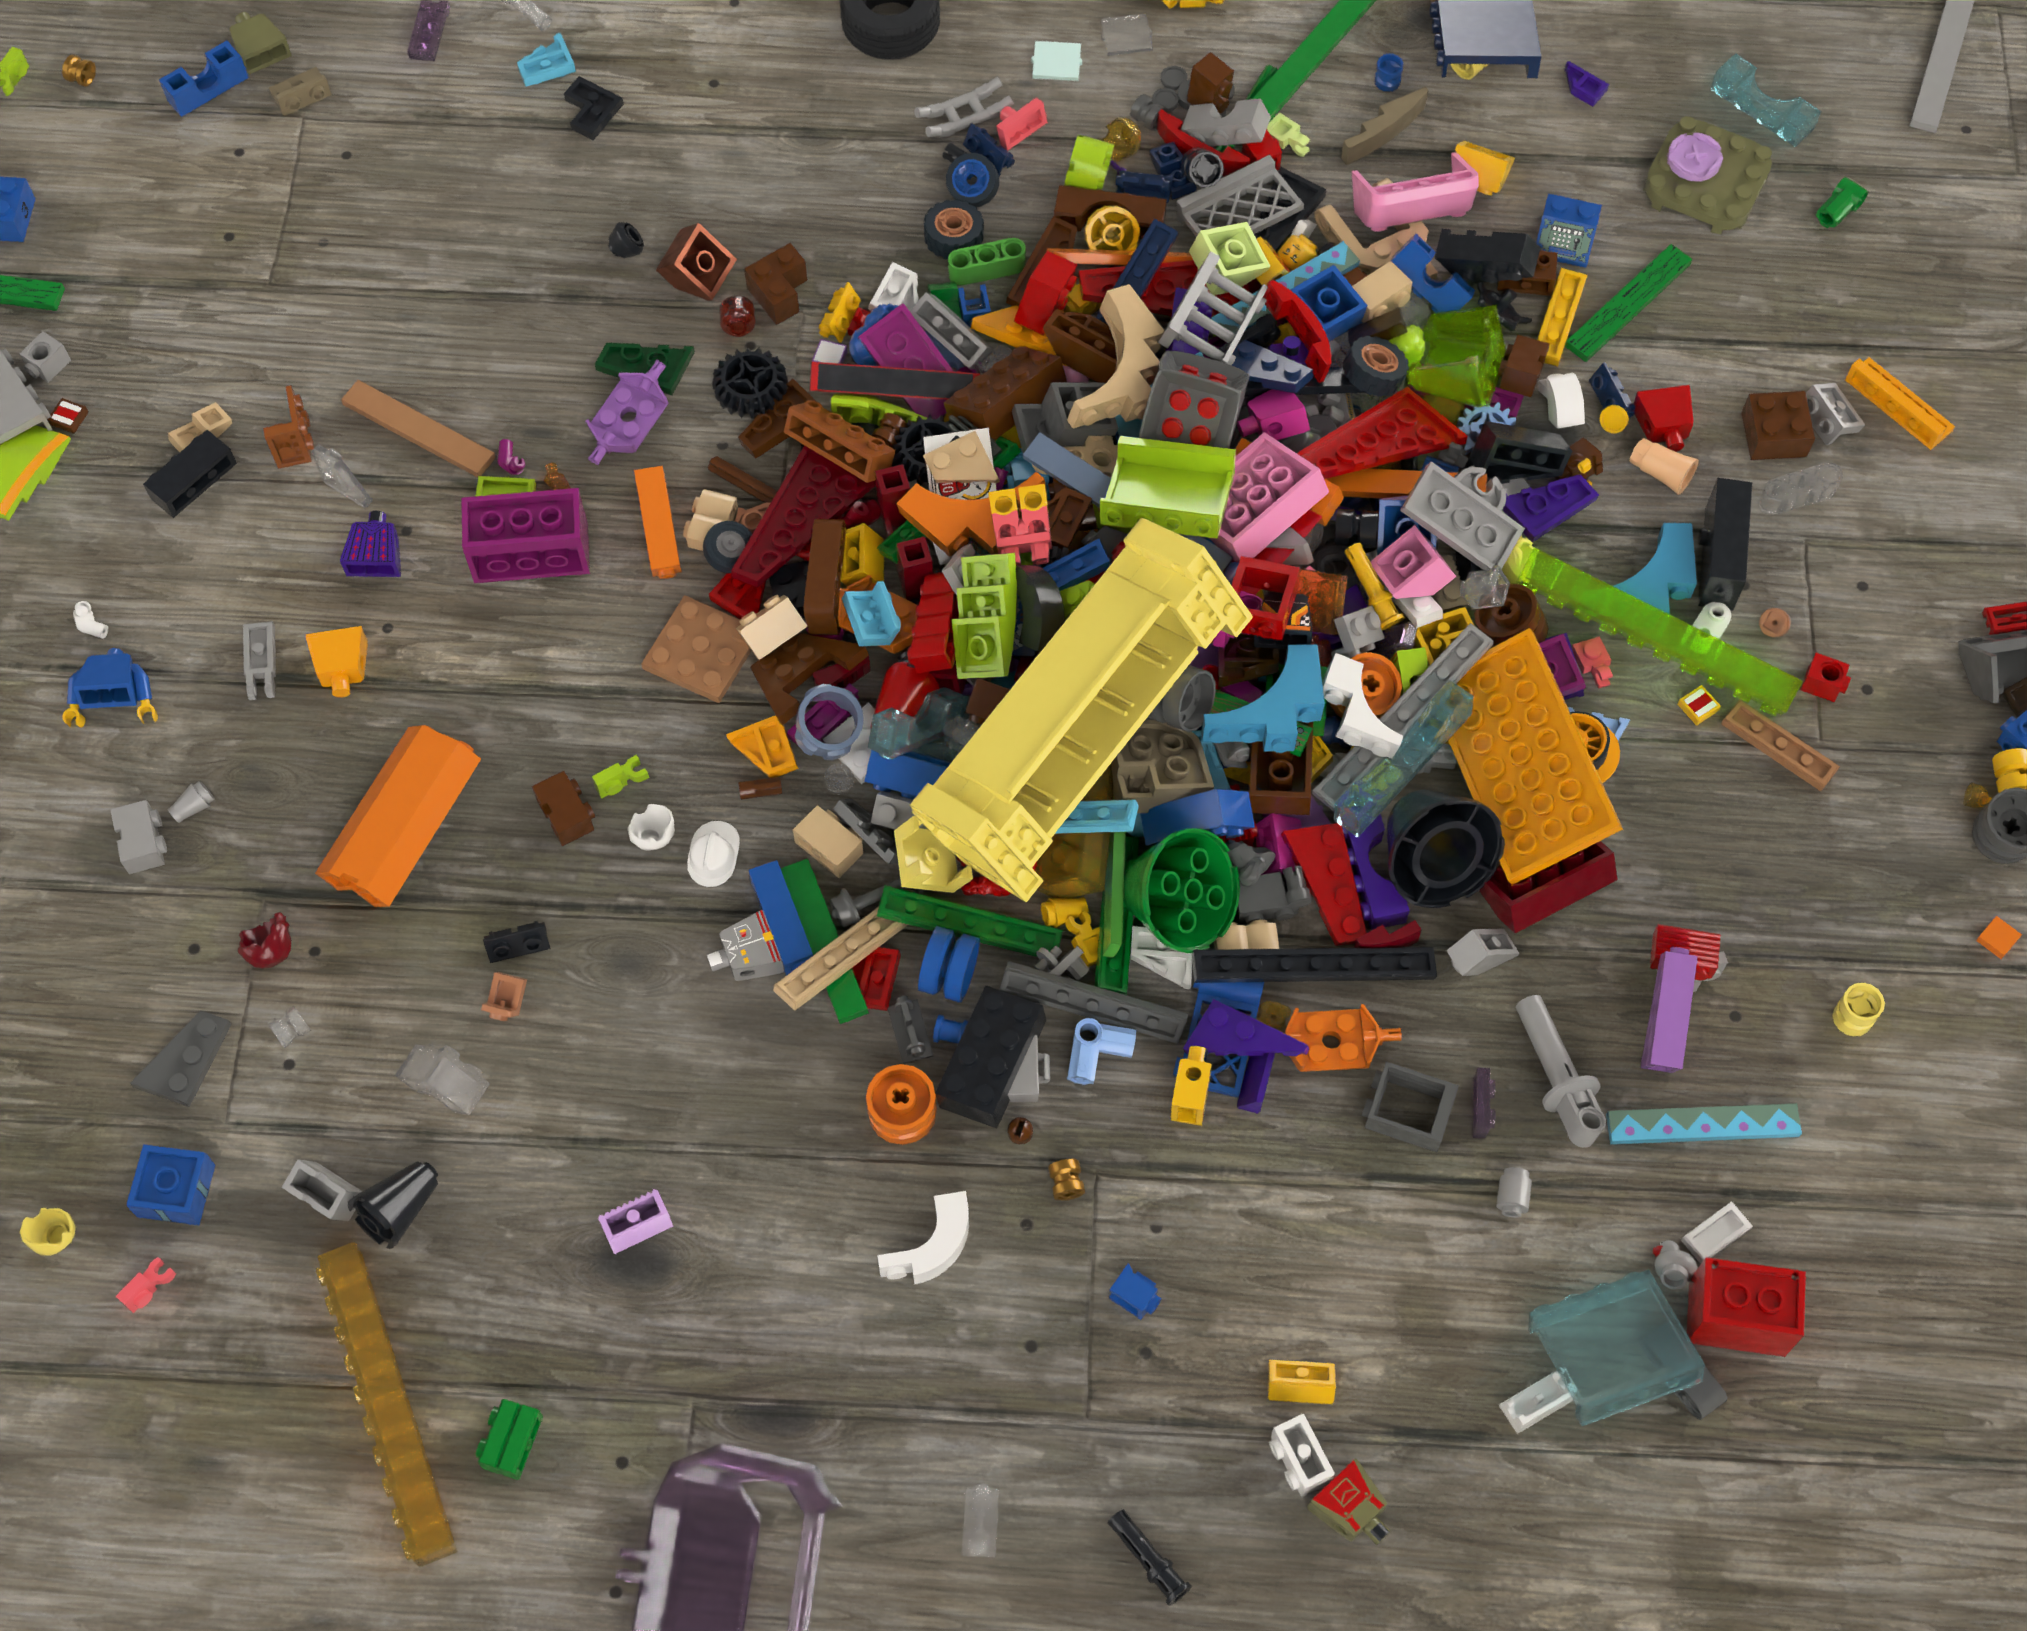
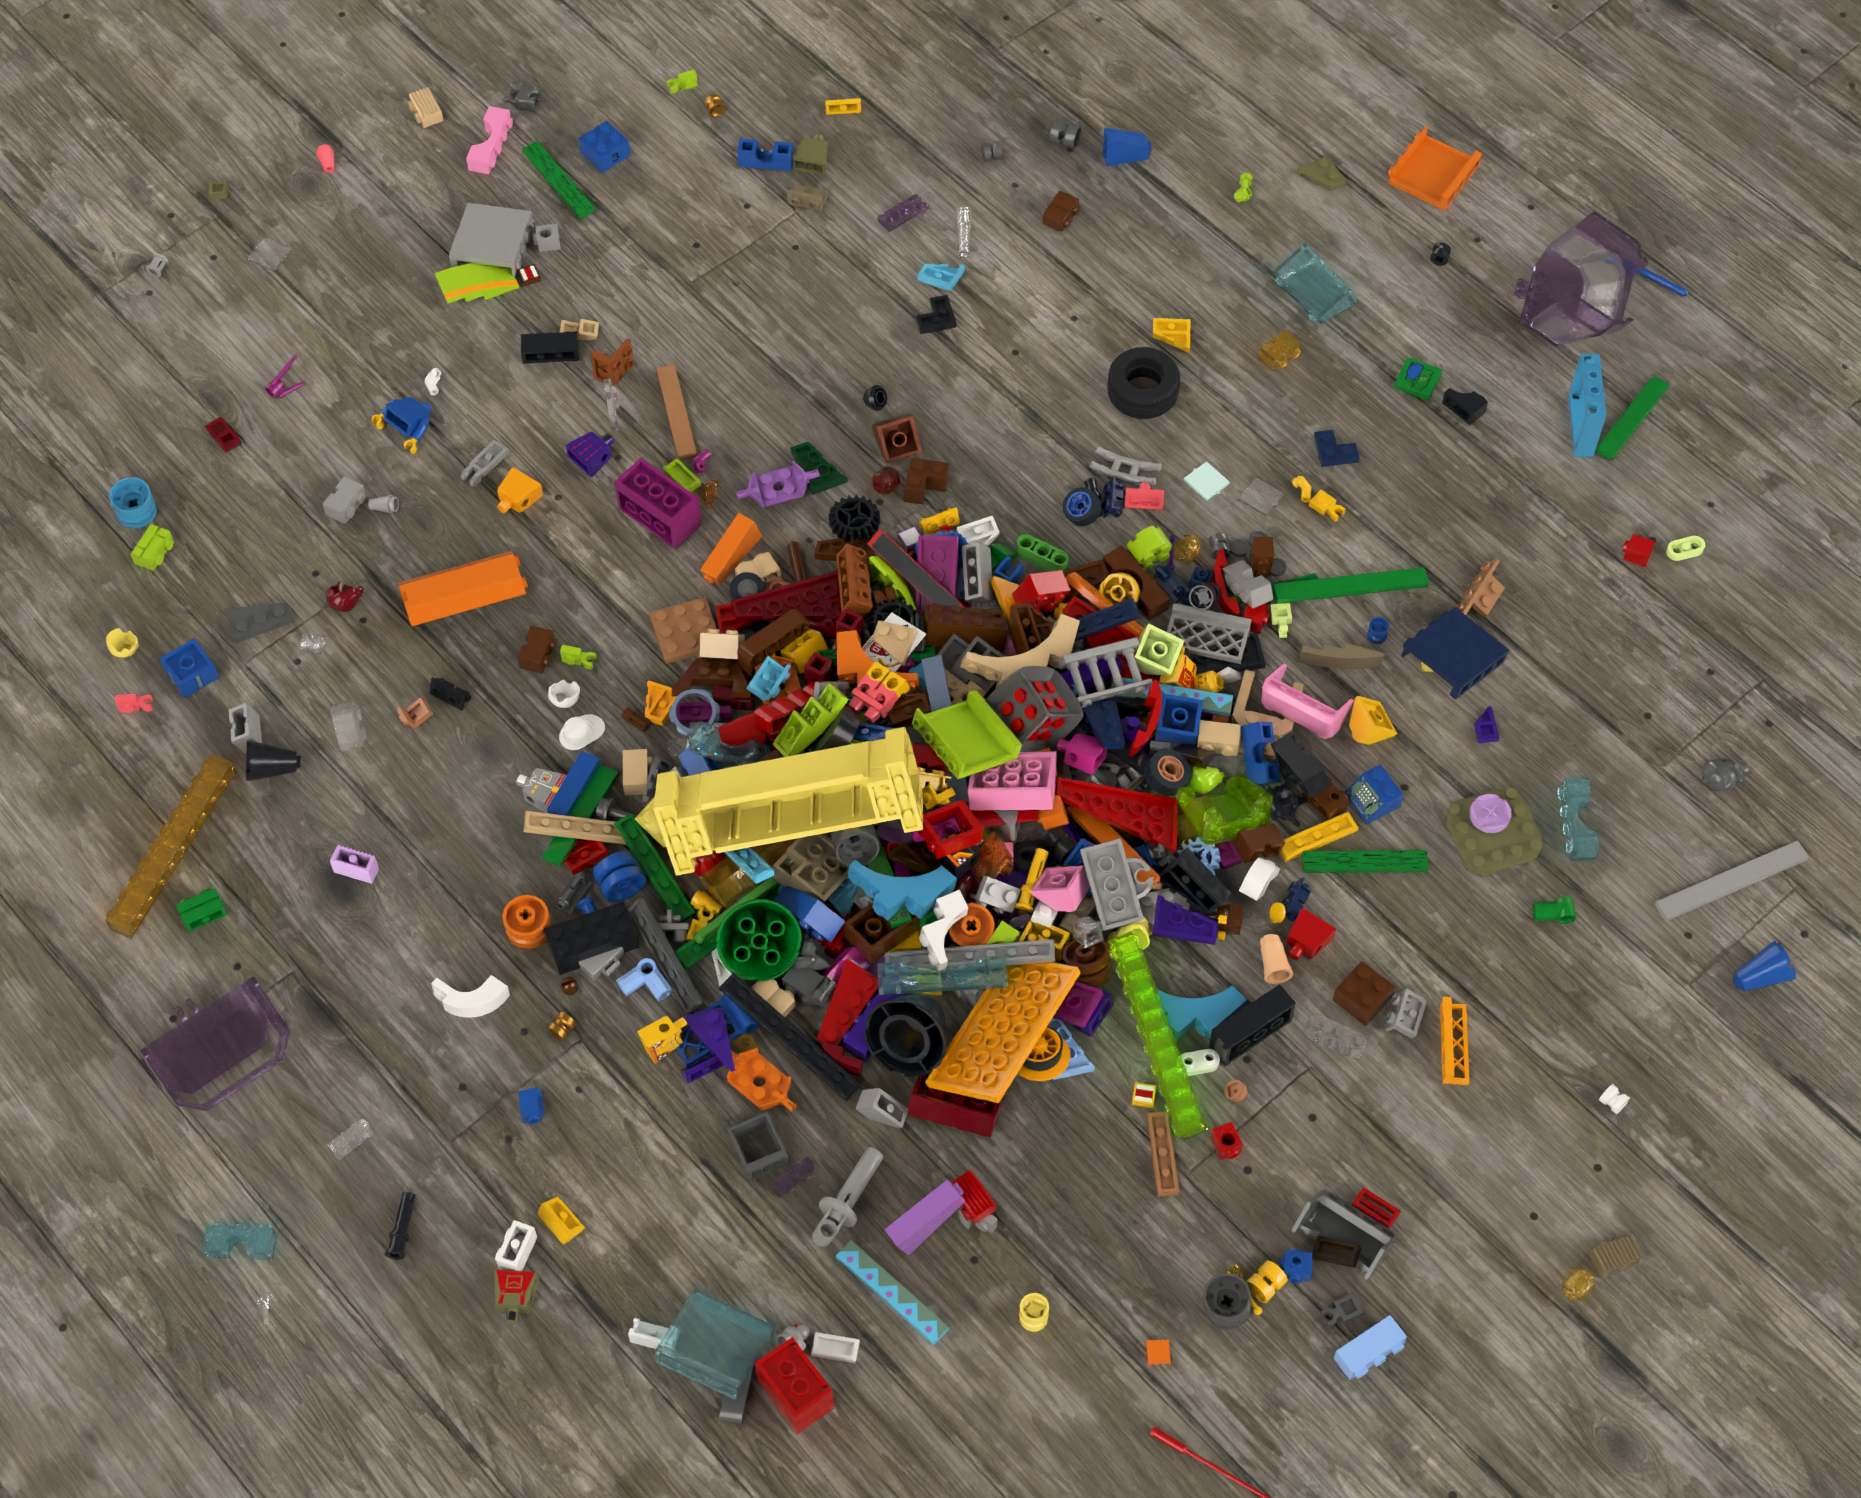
camera: 45 degrees right, 5 degrees down
(952, 227) = (1046, 523): black wheel -> none
(1514, 1192) = (758, 1232): light grey brick -> none
(1594, 658) = (1116, 1022): coral plate -> none

